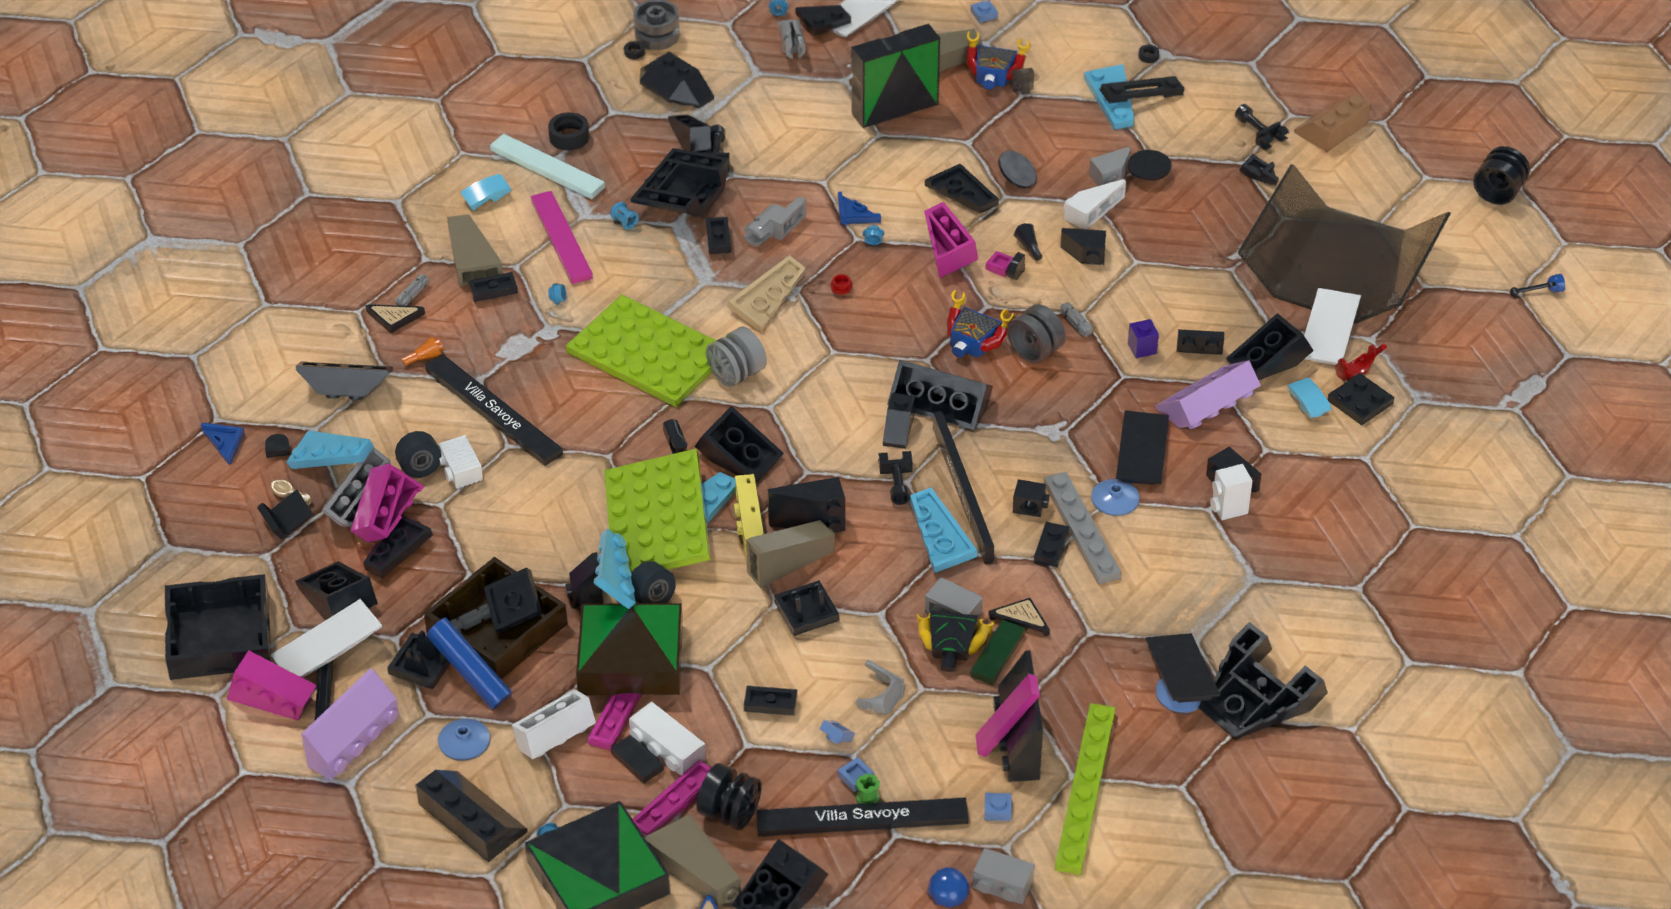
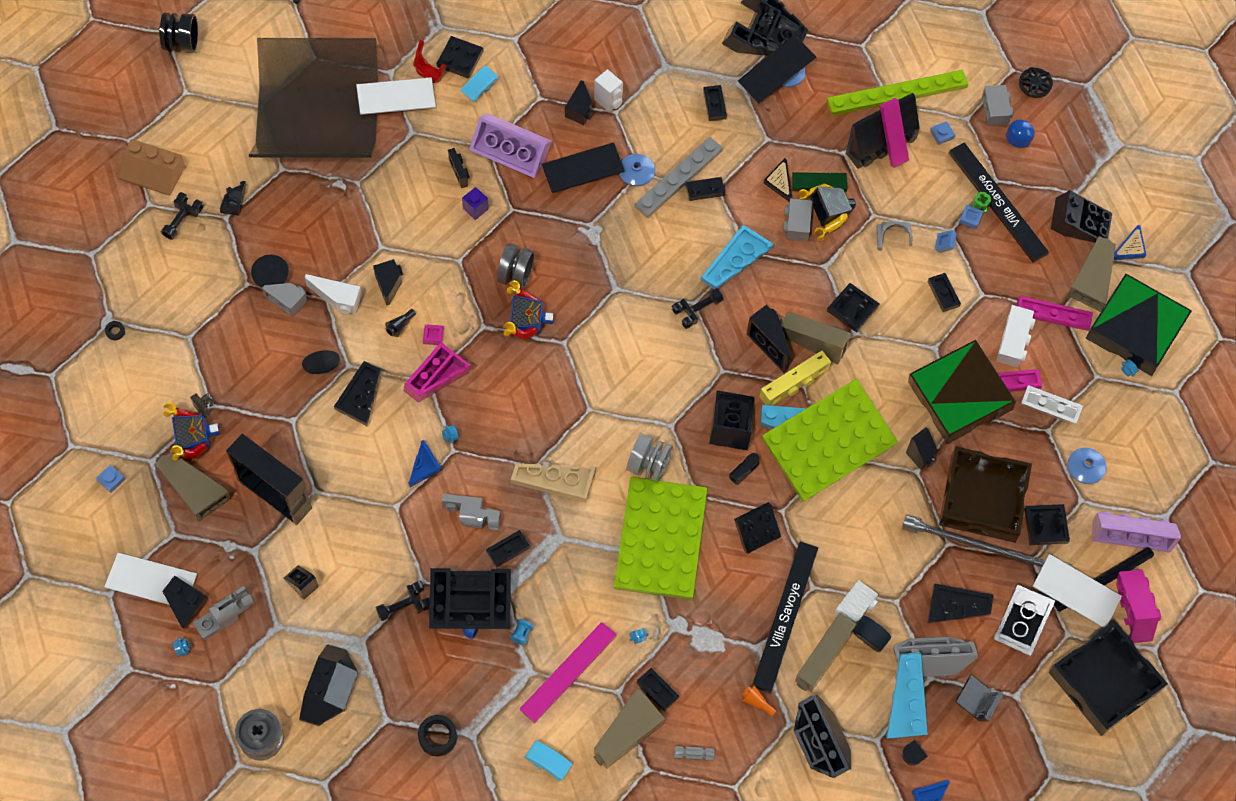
camera: 120 degrees left, 20 degrees up
(284, 488) = (953, 719): tan piece -> none
(365, 649) = (914, 525): none -> flat silver hose
(383, 502) = (937, 626): dark pink wedge -> none
(394, 316) = (729, 751): tile -> none
(427, 410) = (825, 653): none -> dark tan slope
(468, 813) = (1144, 423): black slope -> none
(469, 663) = (1040, 481): blue brick -> none
(471, 618) = (994, 513): dark grey axle -> none
(513, 600) = (971, 483): black plate -> none
(547, 166) = (486, 733): light aqua tile -> none
(600, 412) = (757, 527): none -> black plate
(614, 570) = (912, 424): medium azure wing -> none
(634, 54) = (292, 737): black piece -> none
(637, 758) = (1037, 350): black tile -> none
(652, 583) = (897, 408): black wheel -> none
(691, 133) = (392, 632): black slope -> none
(729, 796) = (1044, 270): black wheel -> none
(785, 92) = (301, 581): none -> black slope
(841, 284) = (517, 433): red plate -> none
(899, 420) = (645, 326): black slope -> none
(957, 397) = (603, 311): black slope -> none
(963, 487) = (686, 259): black tile -> none
(1016, 266) = (437, 317): black tile -> none
(1030, 498) = (675, 214): black brick -> none
(1076, 319) = (471, 258): light grey axle -> none
(1117, 92) = (190, 326): black container -> none
(1118, 114) = (181, 338): medium azure wing -> none
(1168, 595) = (714, 102): none -> black plate
(1273, 348) = (447, 120): black slope -> none

